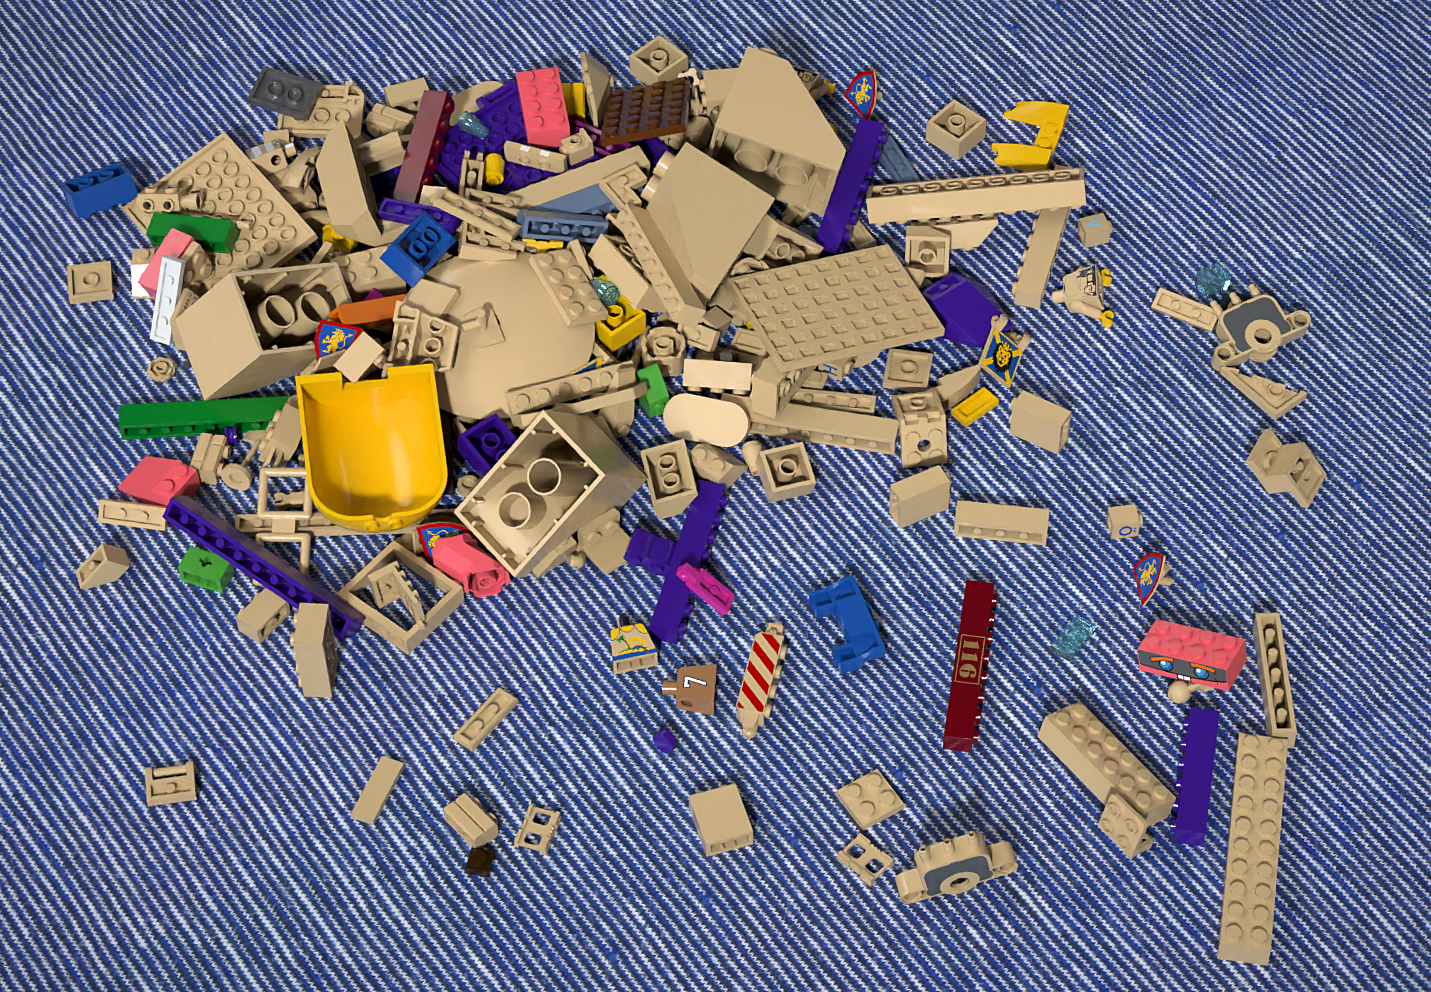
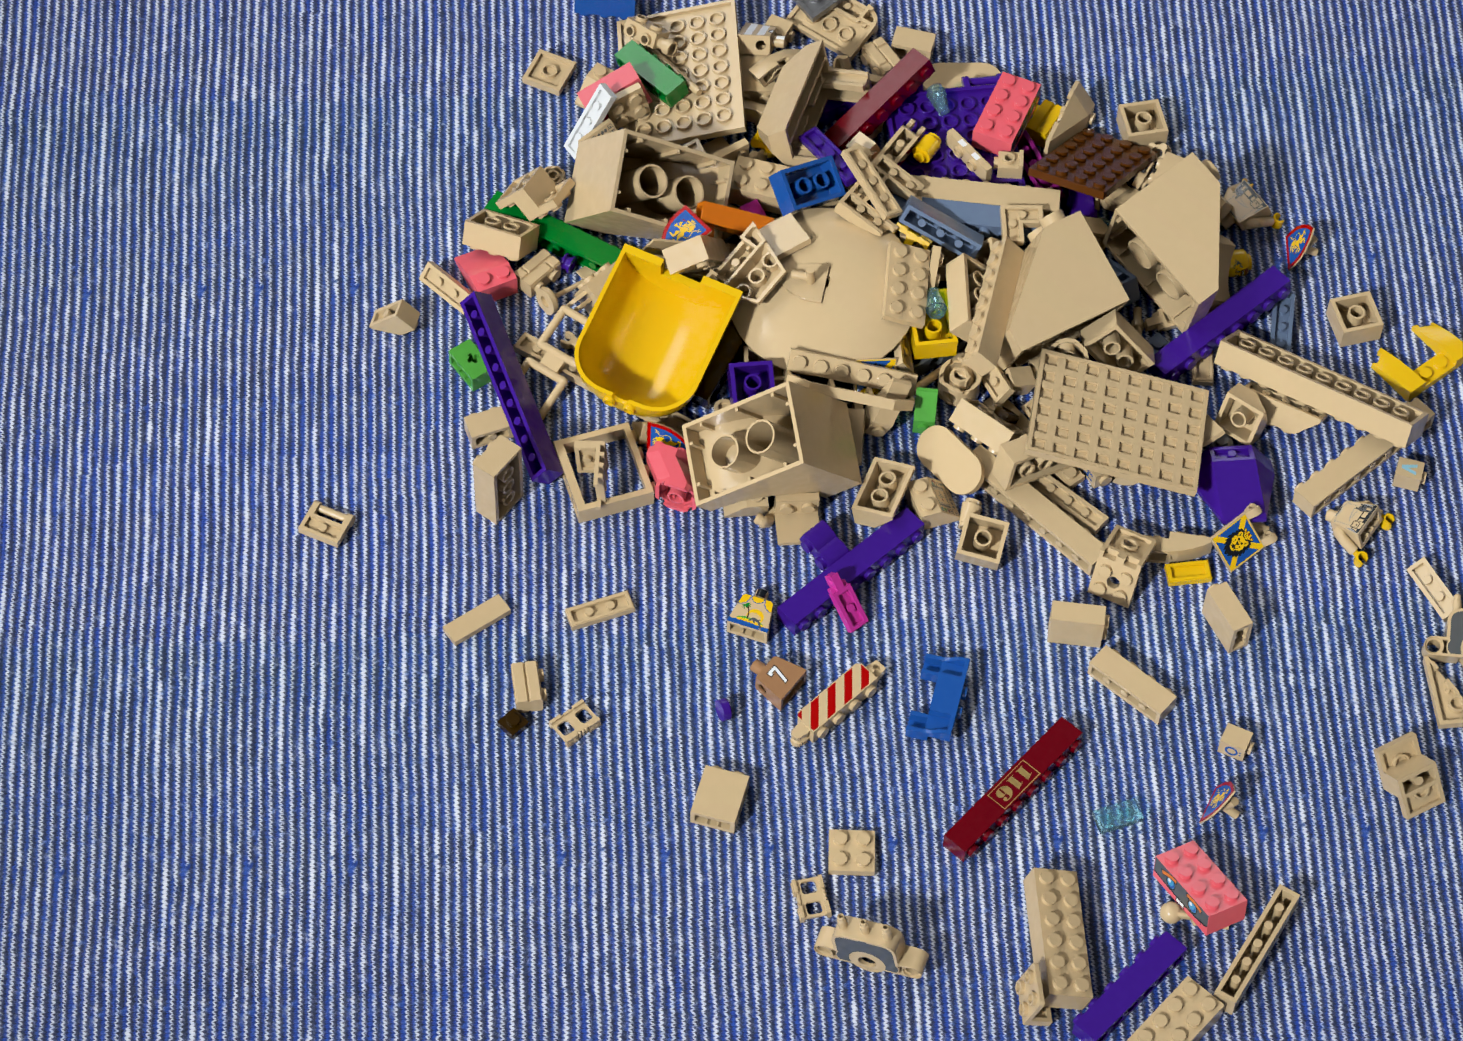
camera: 30 degrees right, 5 degrees up
(153, 441) = (500, 234): none -> tan brick
(163, 386) = (536, 194): none -> tan bracket
(907, 370) = (1153, 510): tan plate -> none

